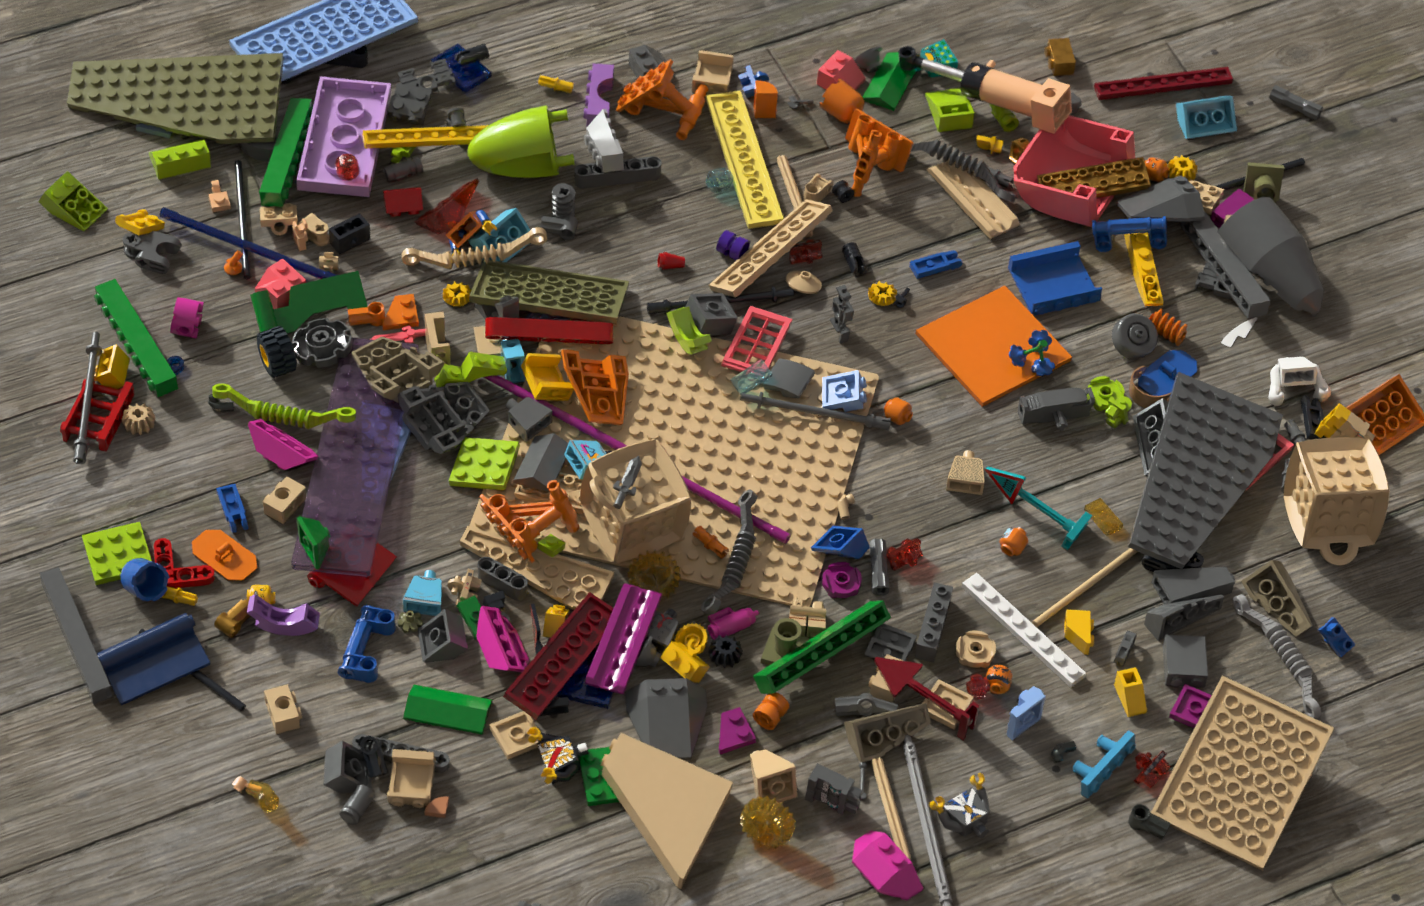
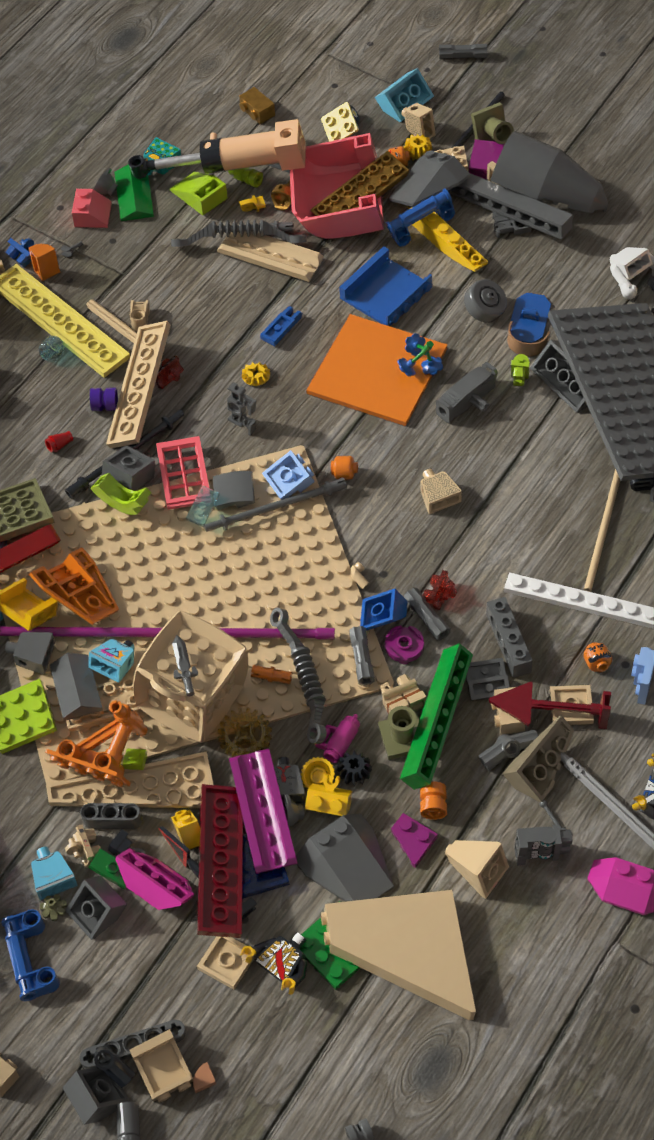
camera: 25 degrees left, 5 degrees up
(447, 709) = (145, 973): green slope -> none
(771, 834) = (510, 910): clear yellow gear -> none
(796, 568) = (364, 668): none -> dark grey axle
(803, 282) = (184, 399): tan dish -> none
(841, 101) = (111, 230): orange cylinder -> none
(843, 191) = (162, 304): black wheel -> none
(854, 258) = (212, 356): black hinge -> none
(876, 146) = (165, 249): orange plate -> none
(889, 805) = (593, 827): tan axle -> none
(900, 298) = (274, 372): black hand -> none
(971, 658) = (558, 651): tan plate -> none
(978, 686) = (586, 673): clear red gear -> none
(1011, 487) = (487, 479): teal piece -> none
(1013, 541) = (519, 528): orange head -> none
(1078, 629) = (628, 575): yellow slope -> none
(1101, 384) = (499, 352): lime plate -> none
(1103, 517) = (571, 465): clear yellow plate -> none
(1126, 109) = (341, 122): none -> light yellow plate
(1163, 83) = (351, 87): dark red plate -> none
(1168, 328) = (504, 278): orange piece -> none
(1200, 141) = (419, 120): none -> tan torso
(1241, 330) = (558, 252): white sticker -> none

